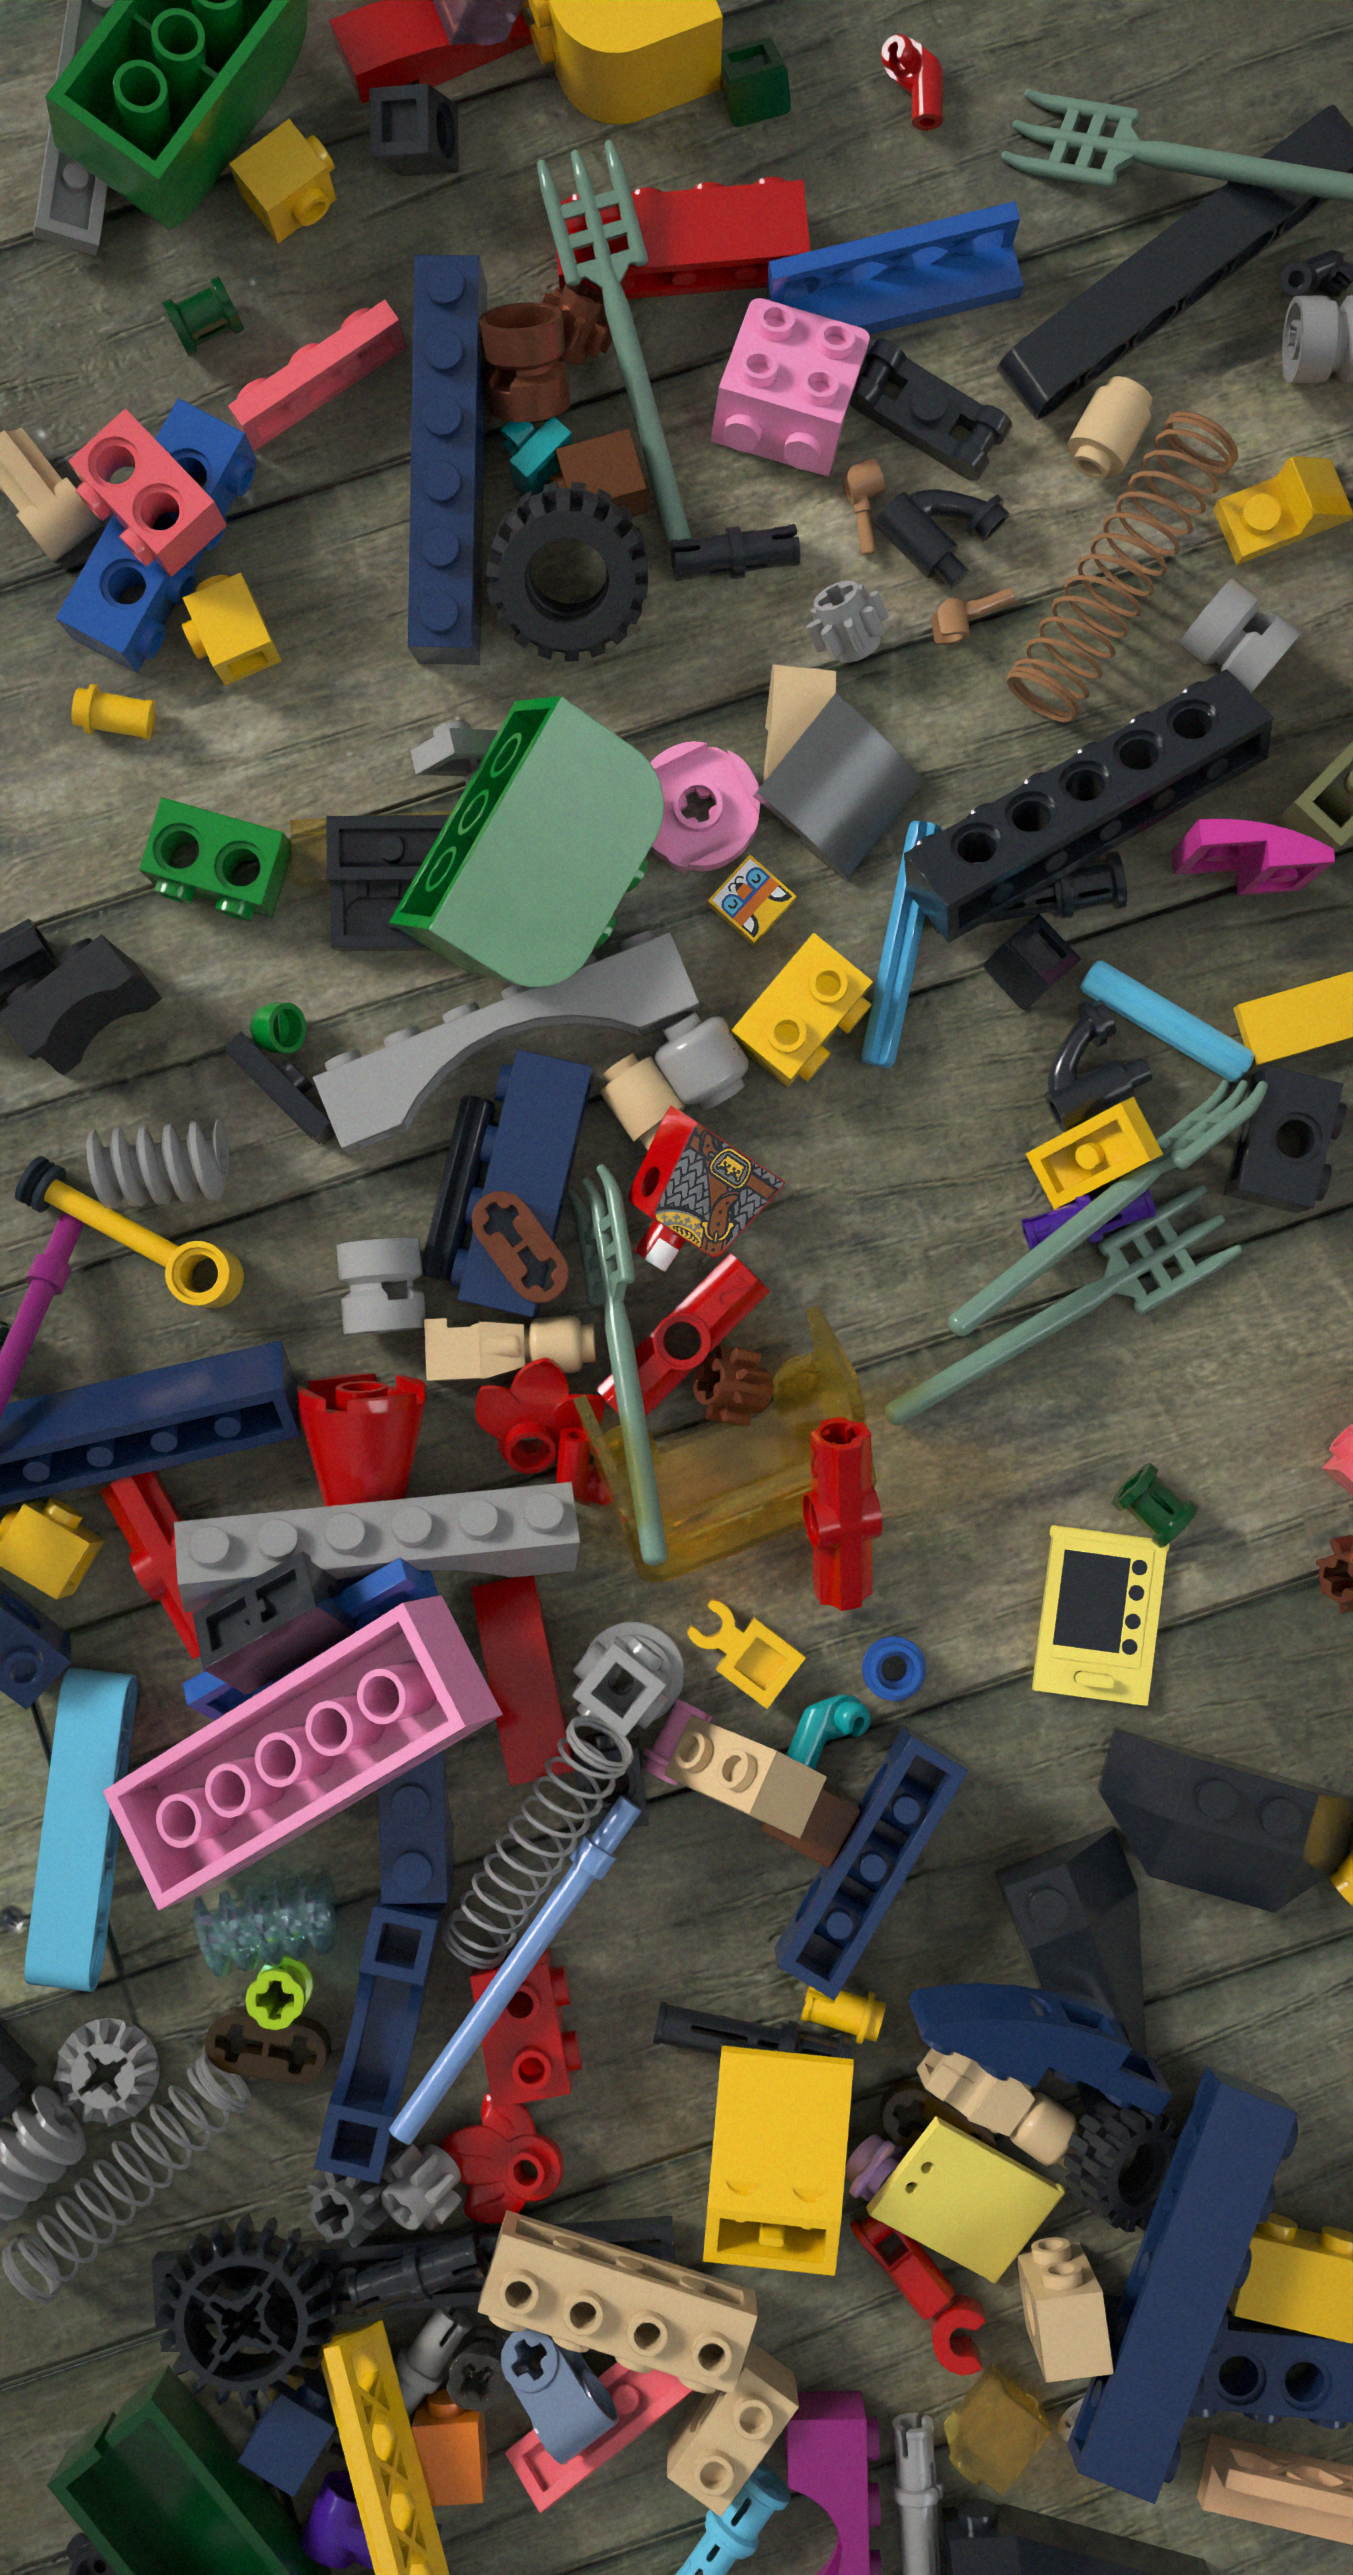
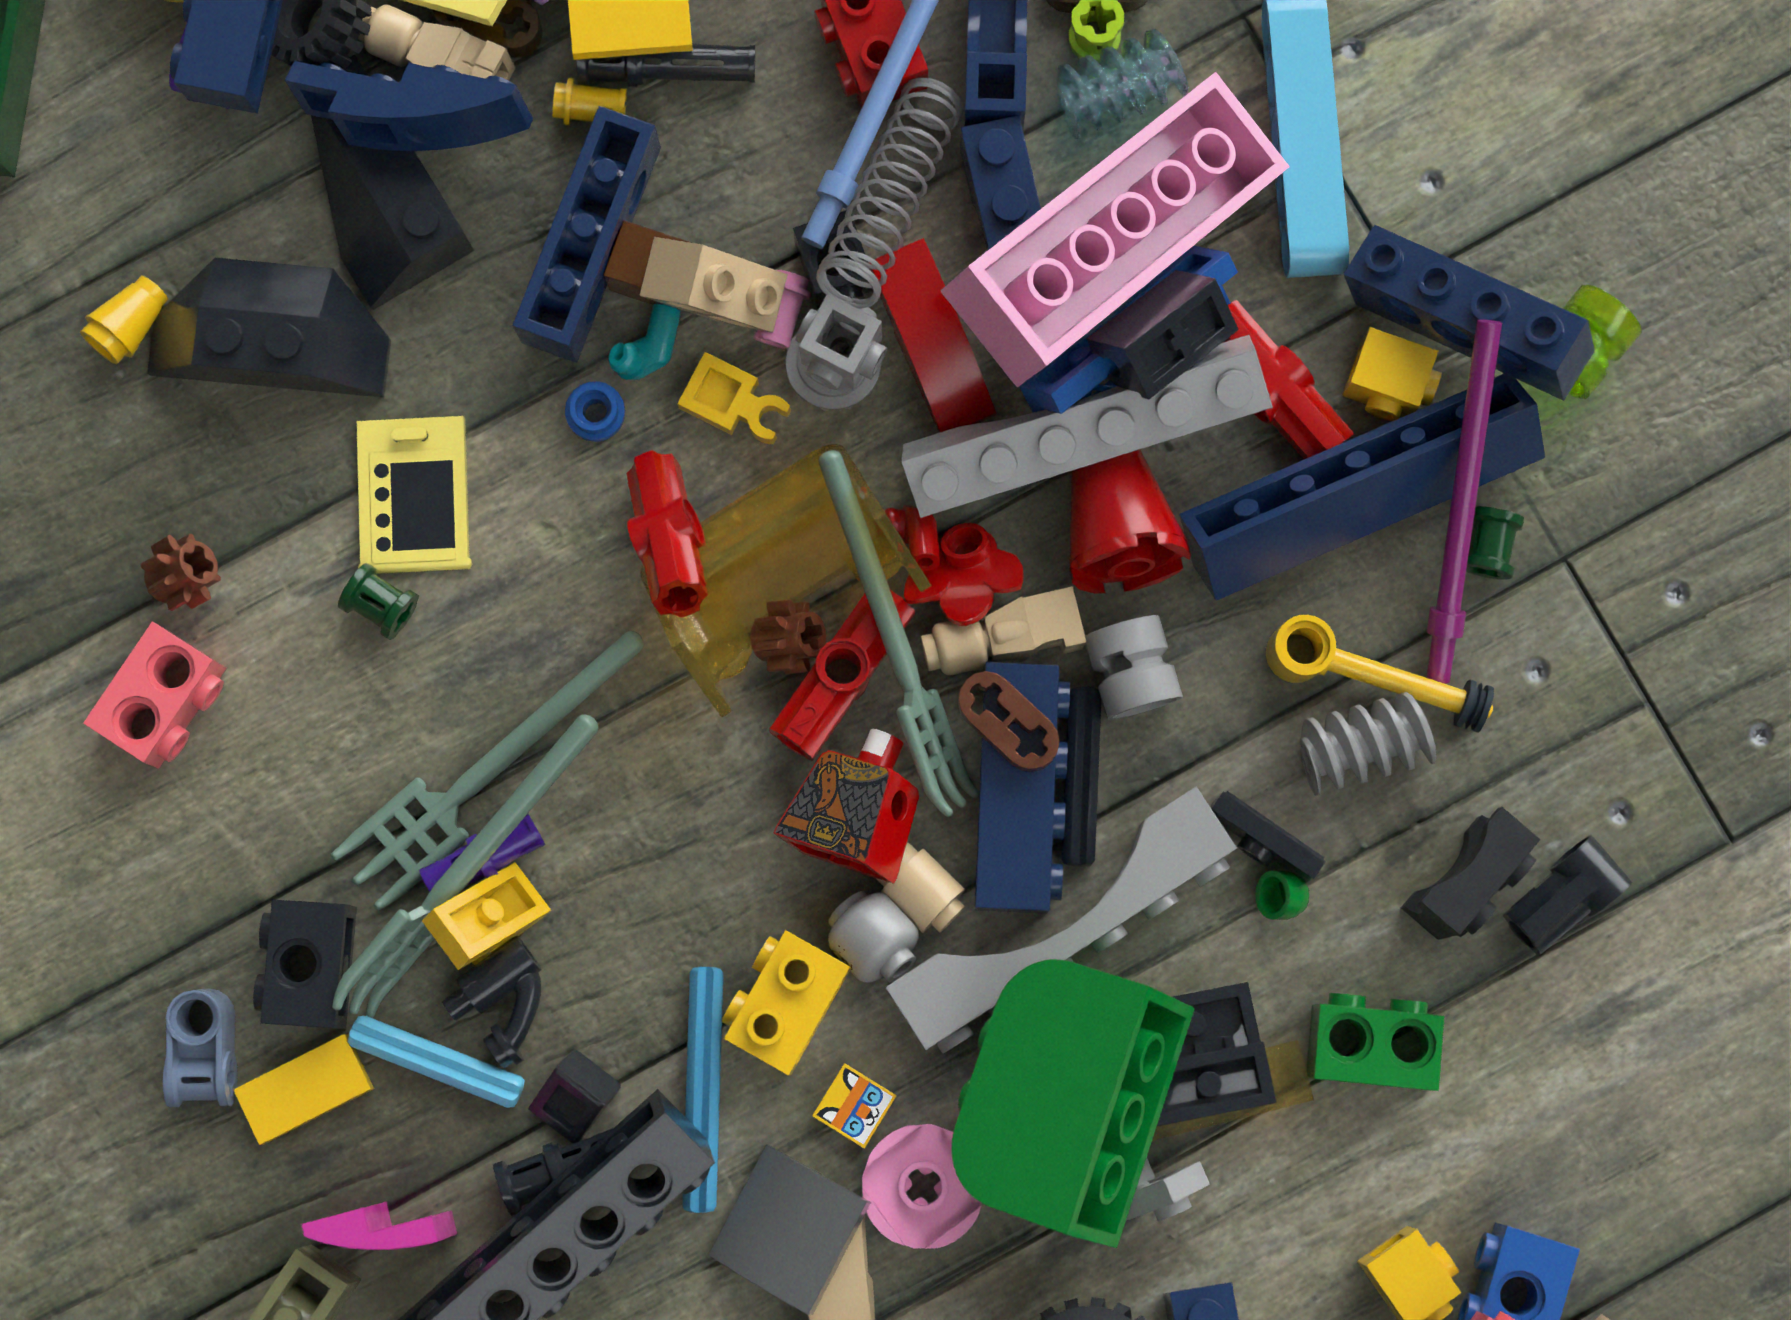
camera: 170 degrees right, 5 degrees down
(112, 713) = (1507, 1173): yellow pin -> none

